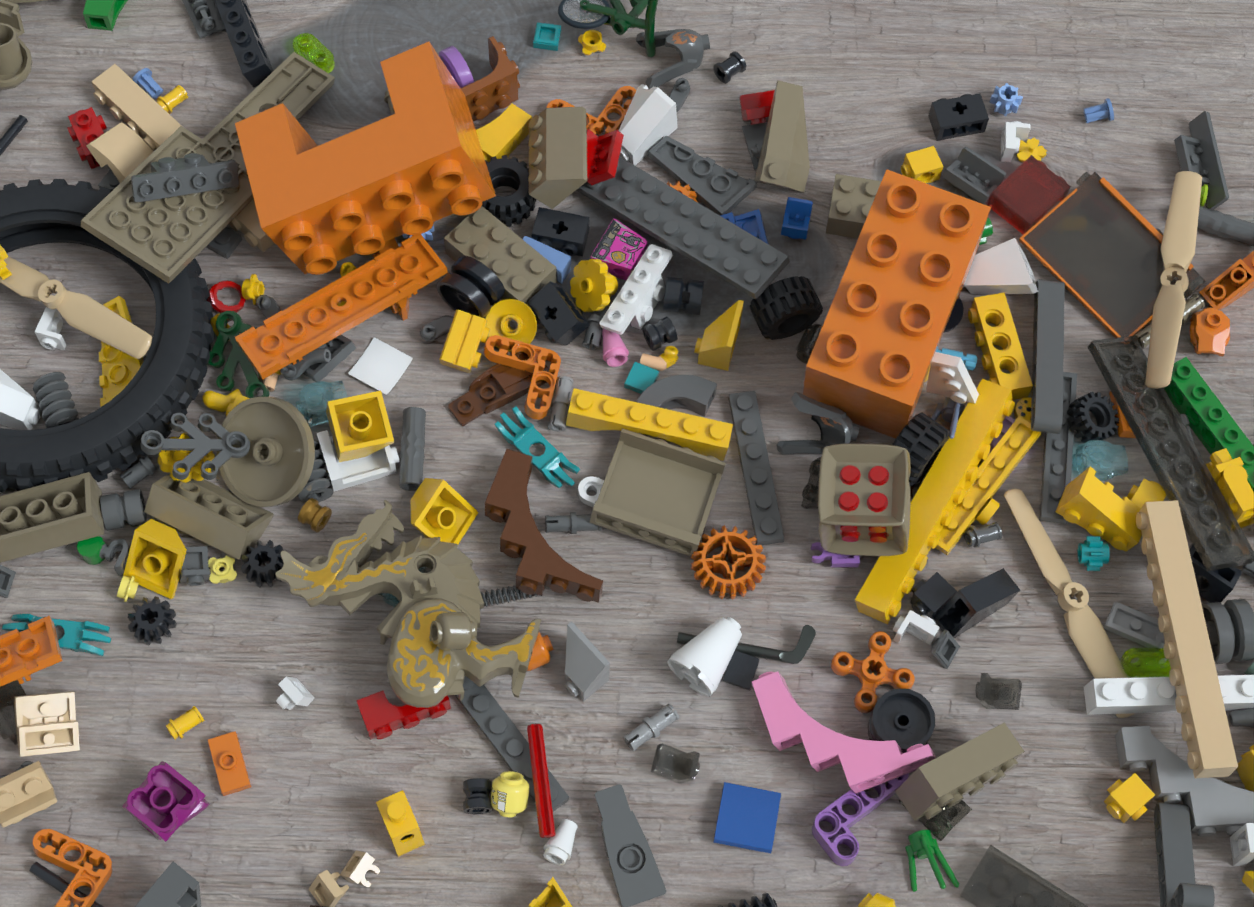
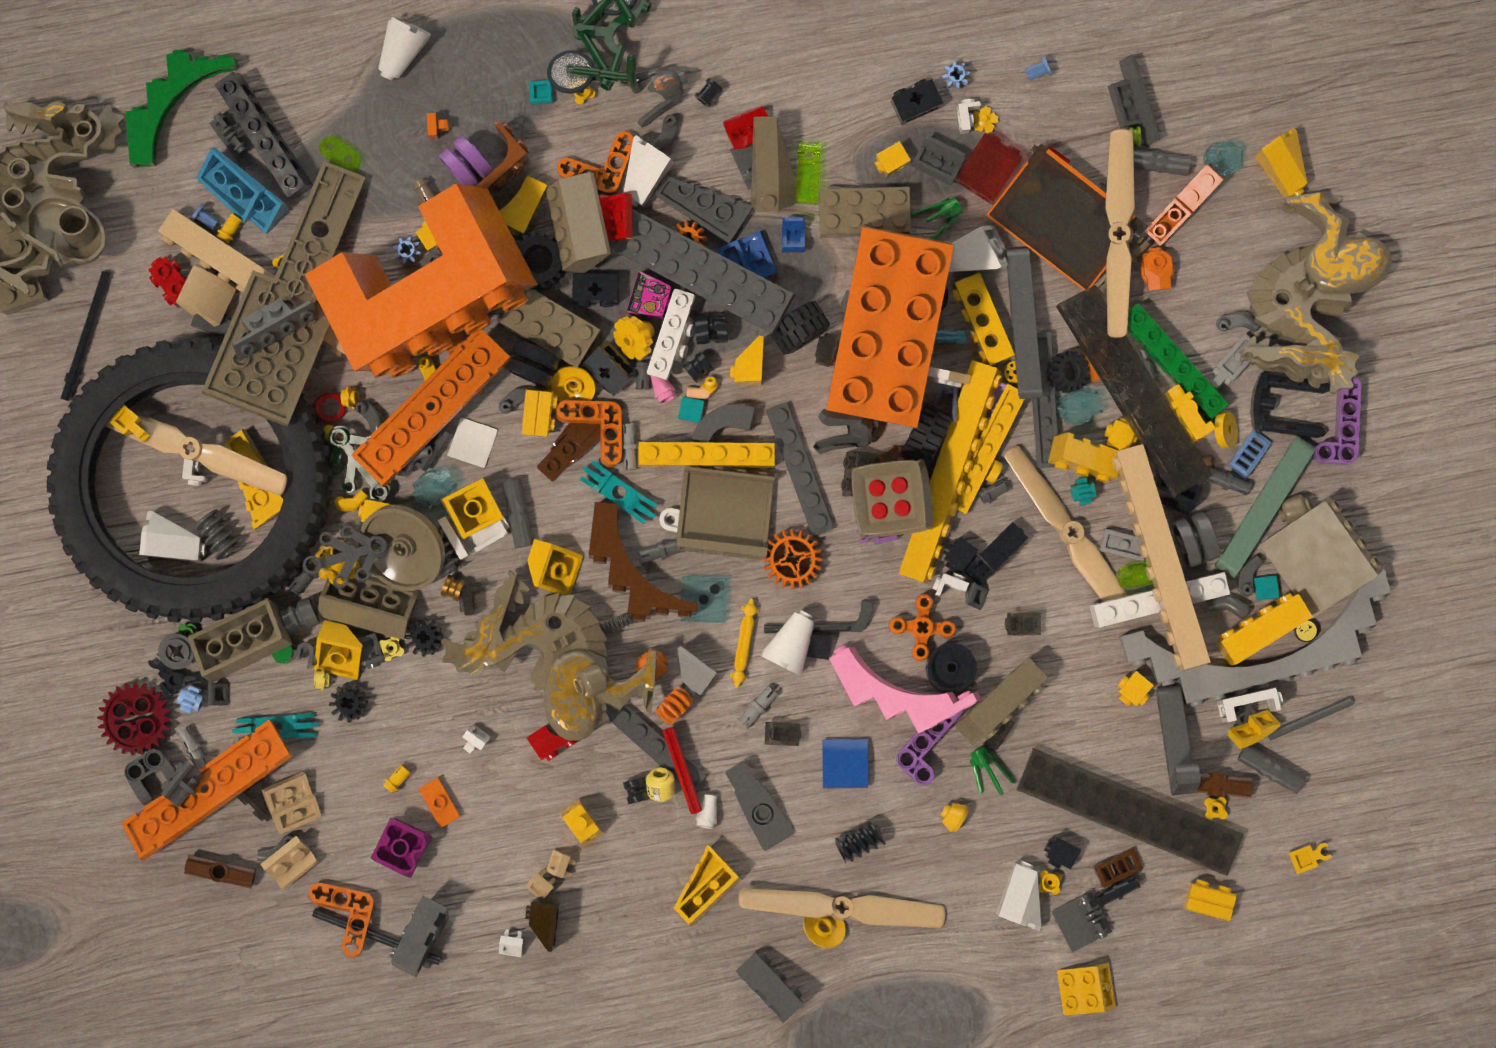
camera: 10 degrees left, 20 degrees up
(196, 65) = (240, 191): none -> dark azure slope
(331, 523) = (467, 602): none -> clear smoke bracket
(422, 37) = (435, 125): none -> orange tile
(548, 700) = (674, 705): none -> orange gear
(557, 258) = (596, 318): medium blue slope -> none
(619, 590) = (709, 595): none -> clear light blue tile
(649, 648) = (744, 643): none -> yellow wheel
(824, 165) = (808, 173): none -> clear neon green plate

